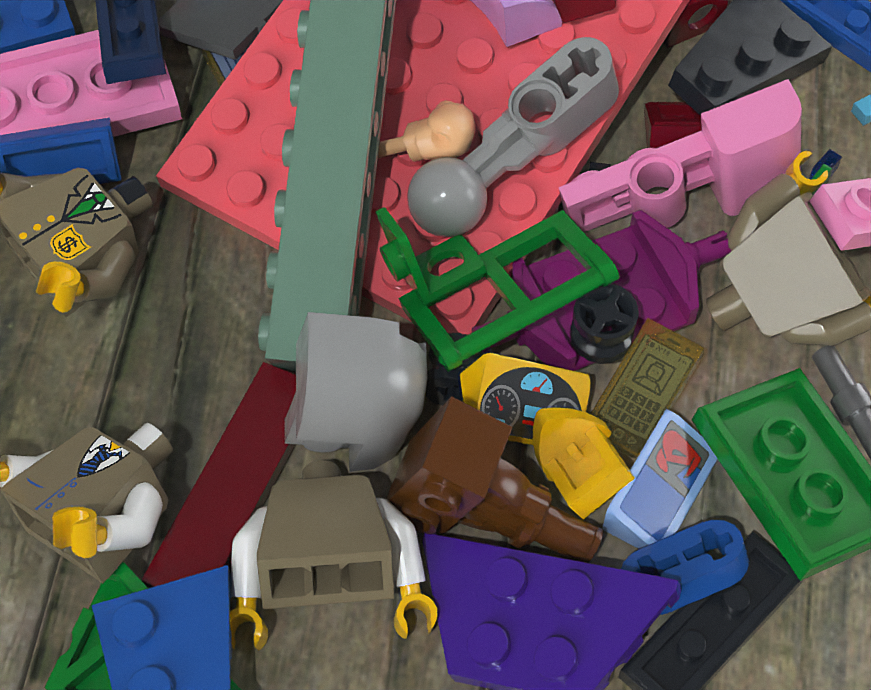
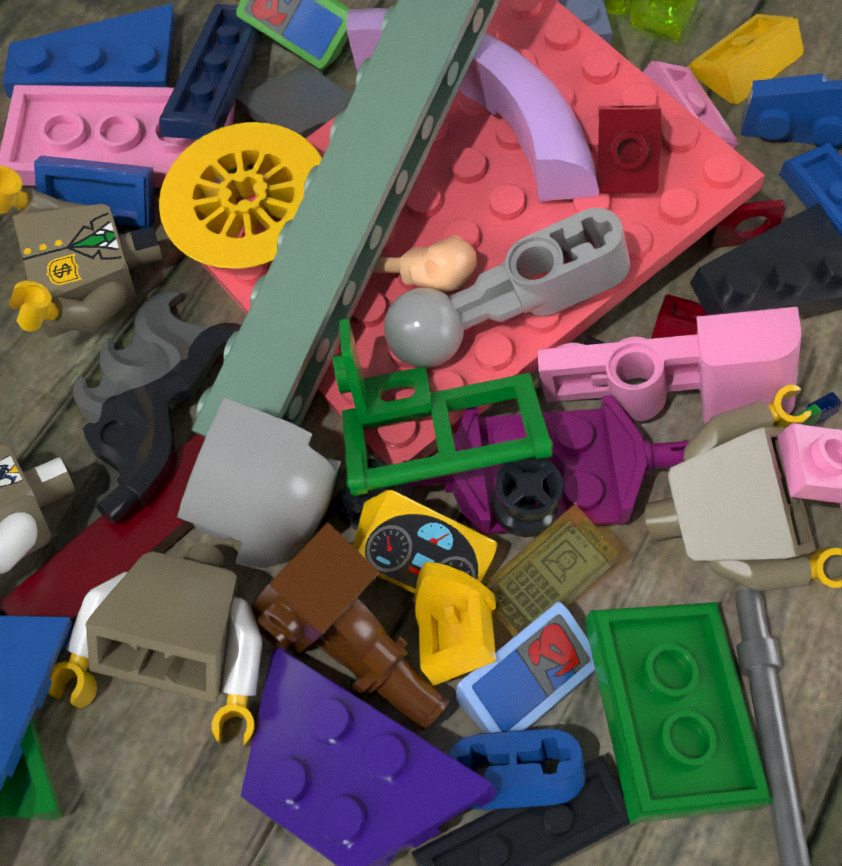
camera: 20 degrees right, 0 degrees up
(188, 337) = (138, 395): none -> black piece
(191, 73) = (210, 159): none -> yellow piece

